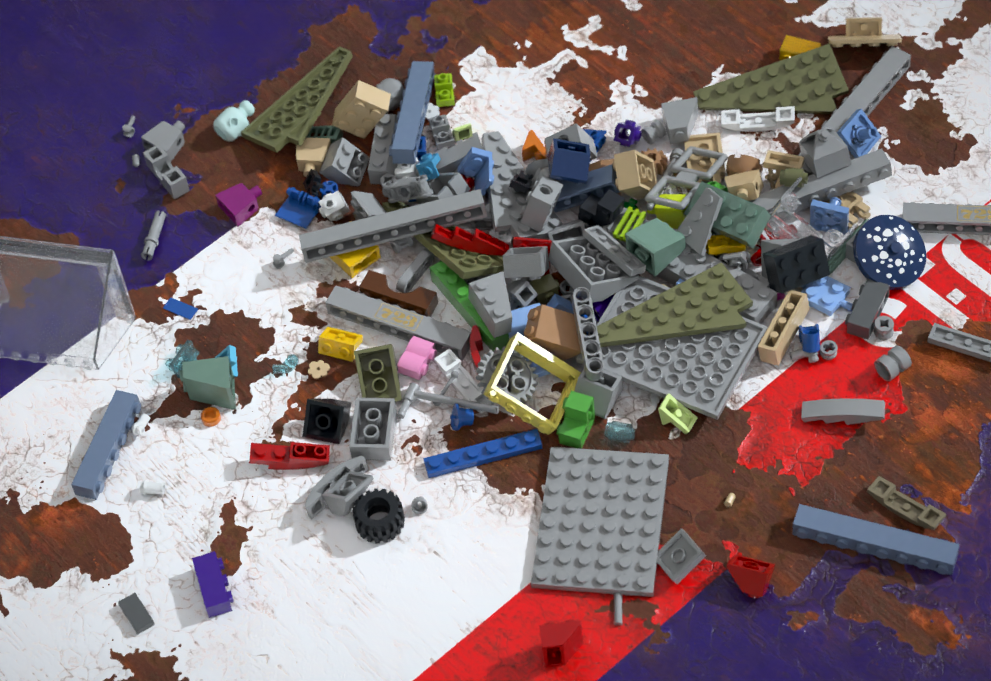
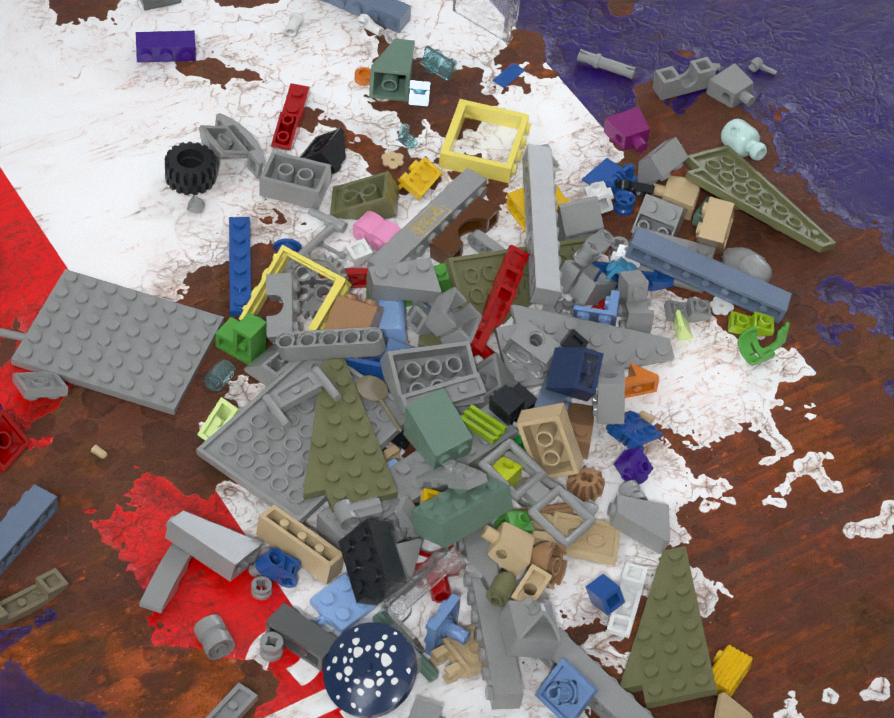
camera: 90 degrees right, 5 degrees down
(279, 328) = (490, 114): none -> light yellow window
(285, 165) = (661, 162): none -> light grey slope
(450, 150) = (633, 286): none -> light grey brick
(468, 86) = (749, 338): none -> bright green helmet
(534, 382) = (283, 288): none -> light grey arch
(621, 303) = (375, 390): none -> dark tan piece
(642, 351) = (297, 392): none -> light grey plate
(754, 286) = (352, 513): none -> light grey piece
(758, 130) = (605, 594): none -> blue brick
(807, 382) = (213, 544): none -> light grey slope

